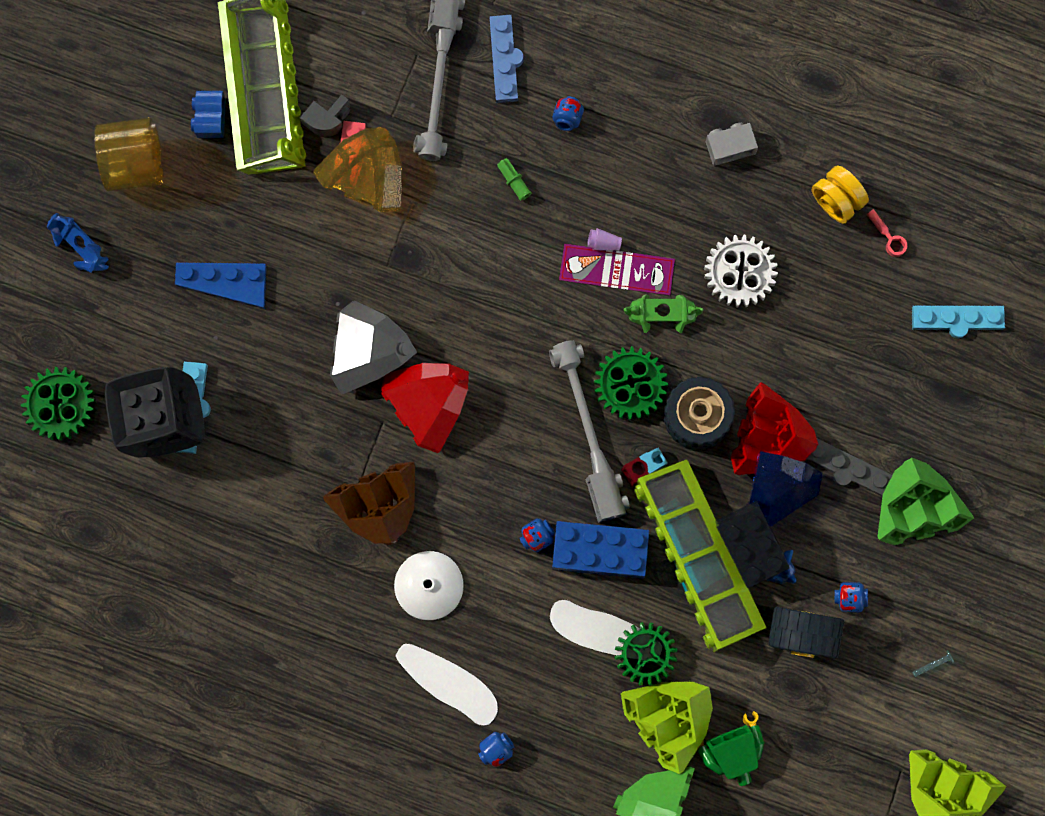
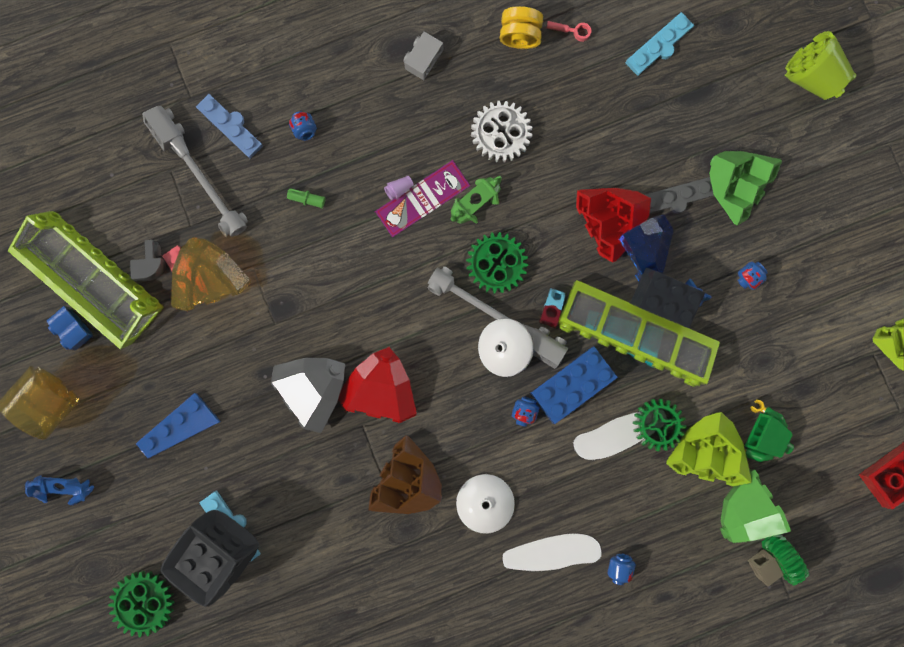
camera: 40 degrees left, 5 degrees up
(578, 470) = (515, 343): none -> white dish
(699, 413) = (557, 244): wheel -> none
(806, 633) = (749, 323): black wheel -> none
(934, 664) = (836, 272): clear light blue pin -> none

